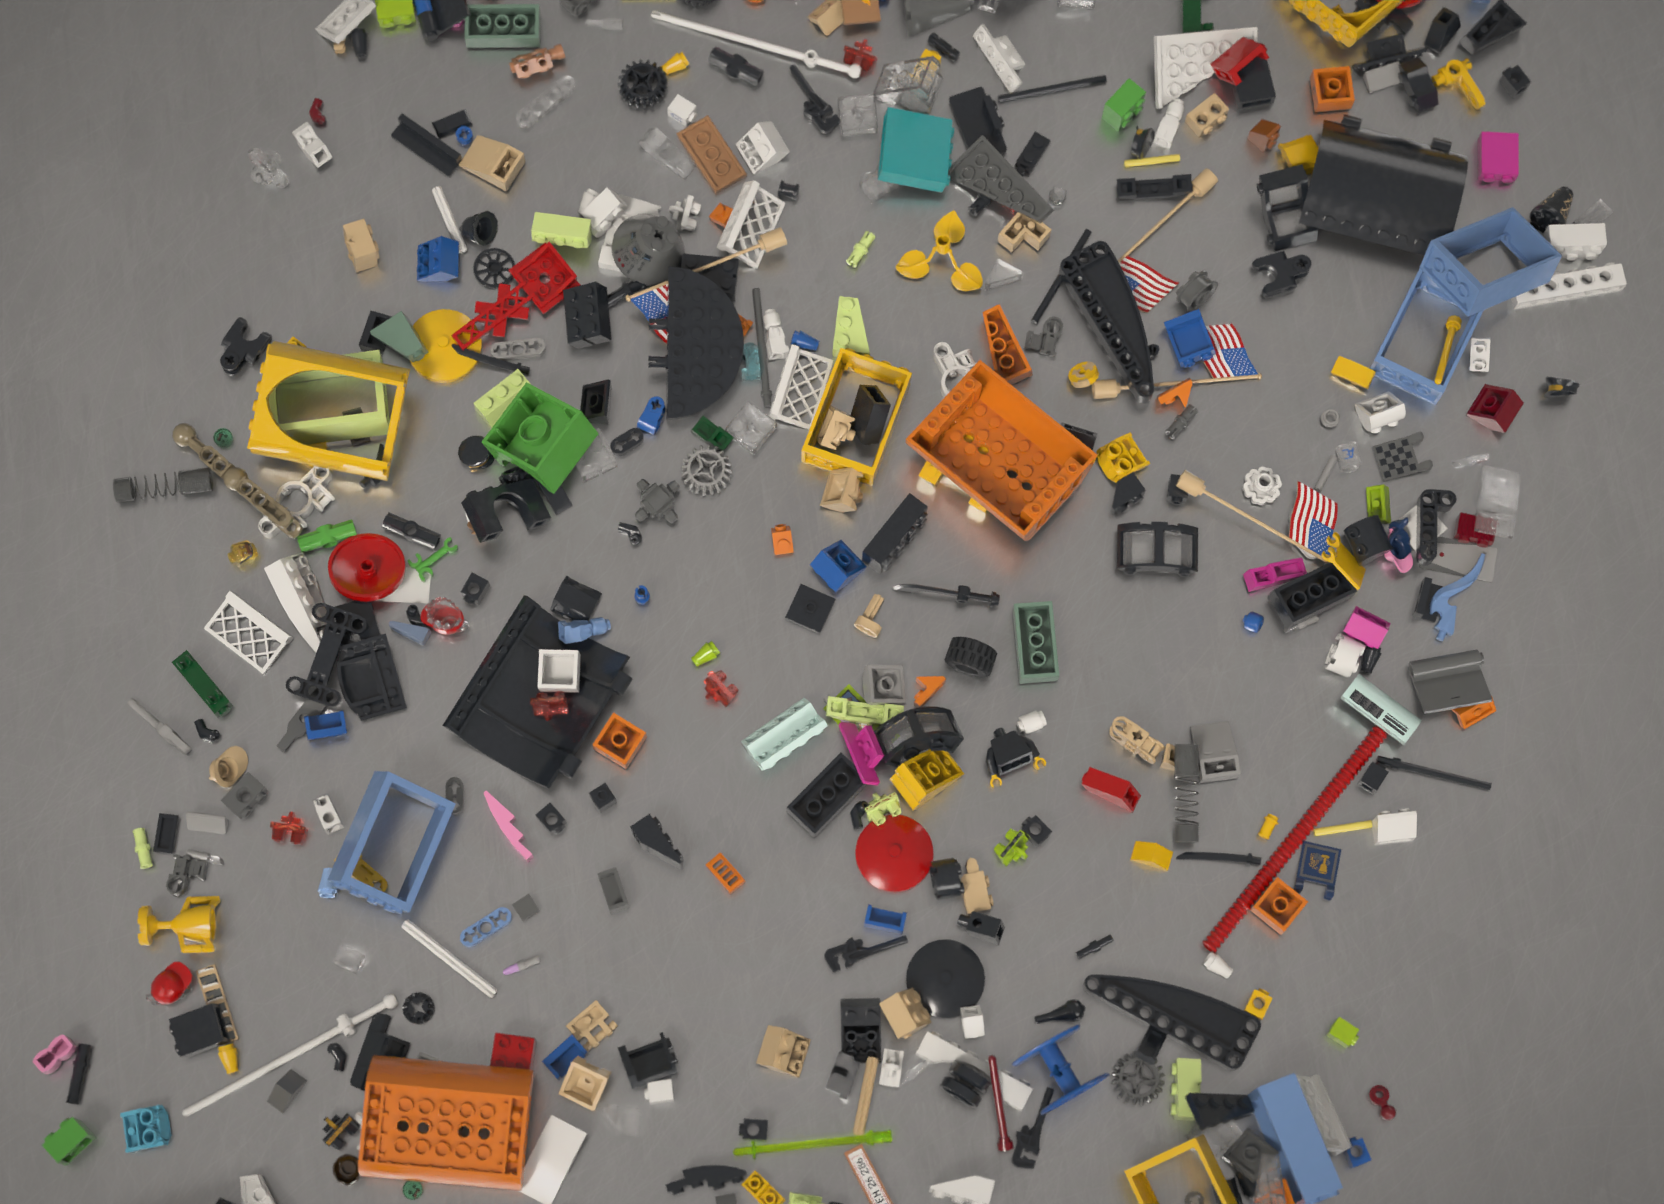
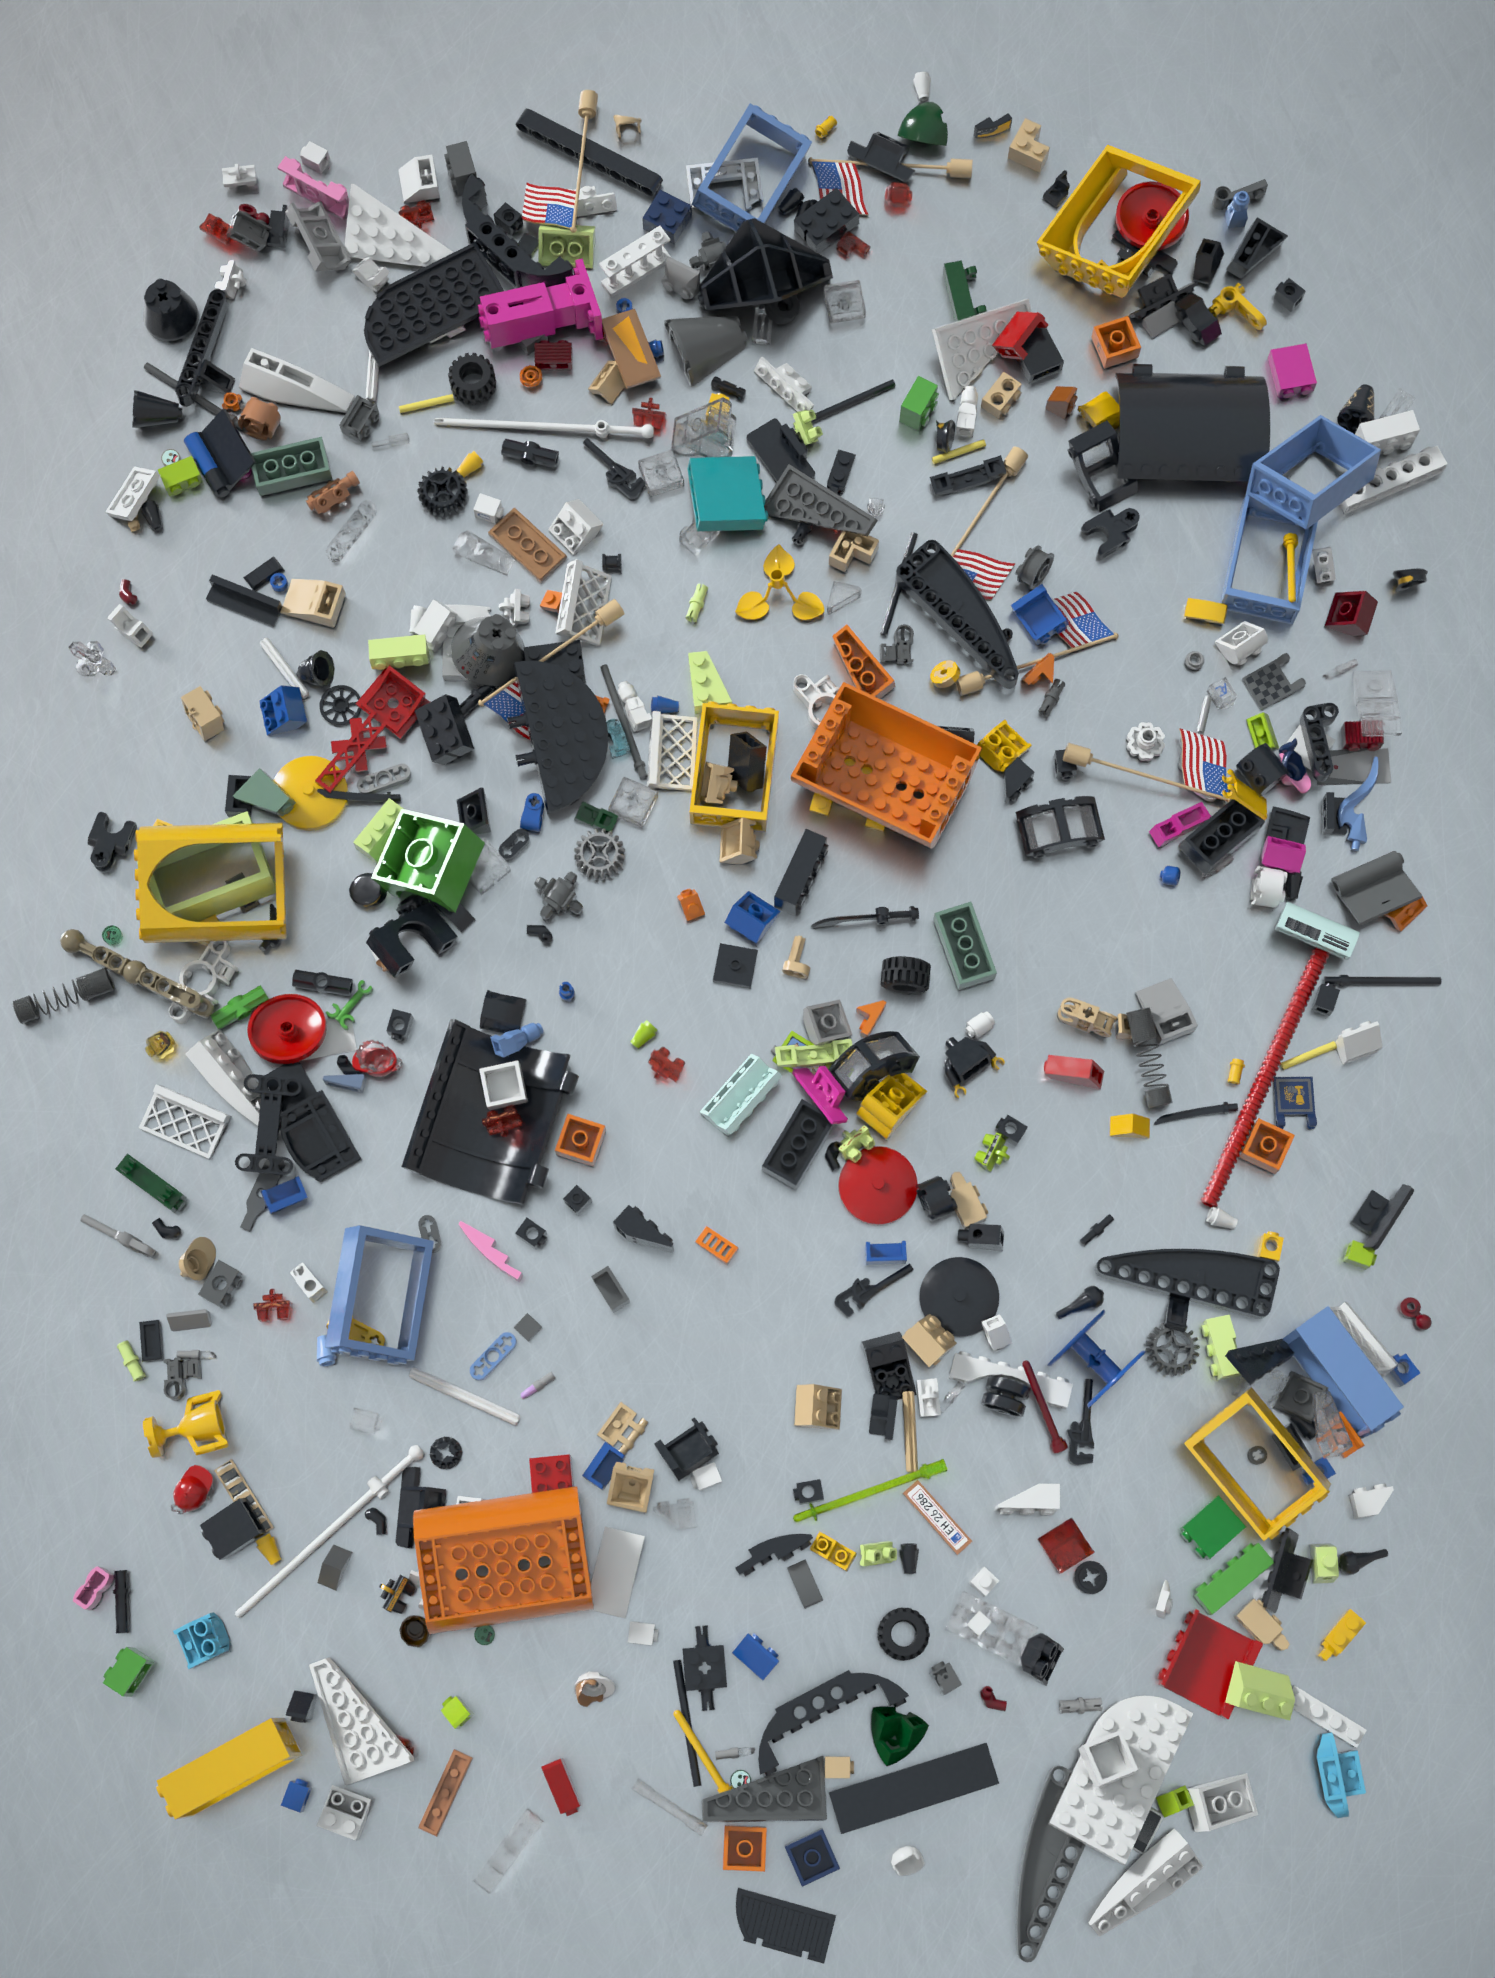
camera: 10 degrees left, 0 degrees up
(1007, 102) = (805, 428): none -> yellowish green hips
(1371, 998) = (1379, 1214): none -> black plate
(1380, 600) = (1288, 825): none -> black plate

